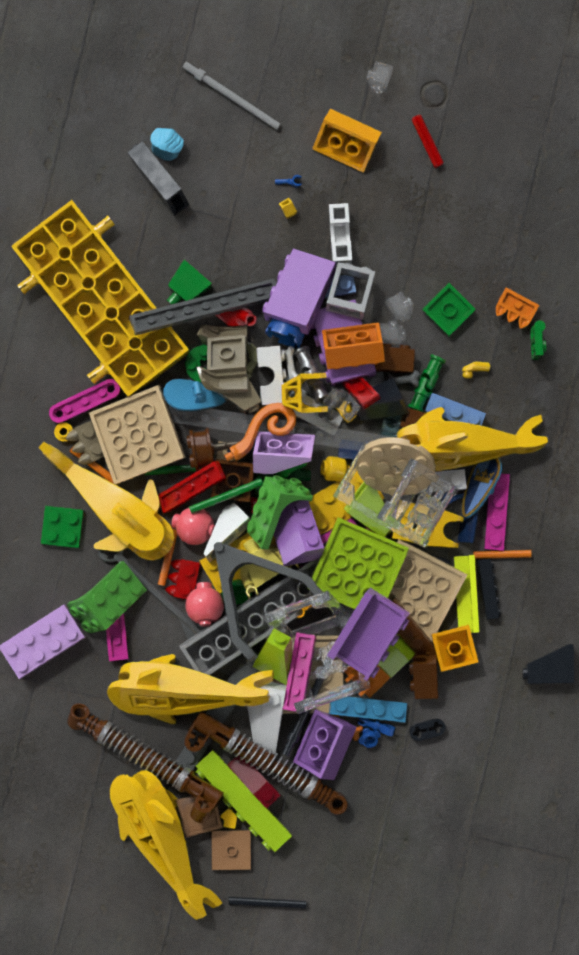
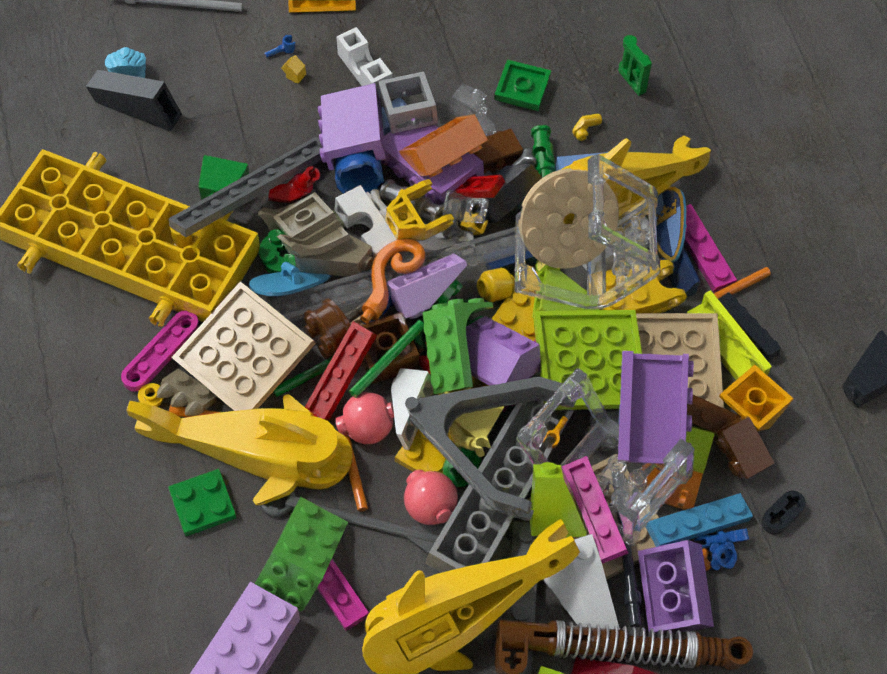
camera: 30 degrees left, 25 degrees down
(184, 579) = (388, 488): red plate -> none
(517, 307) = (591, 52): orange plate -> none

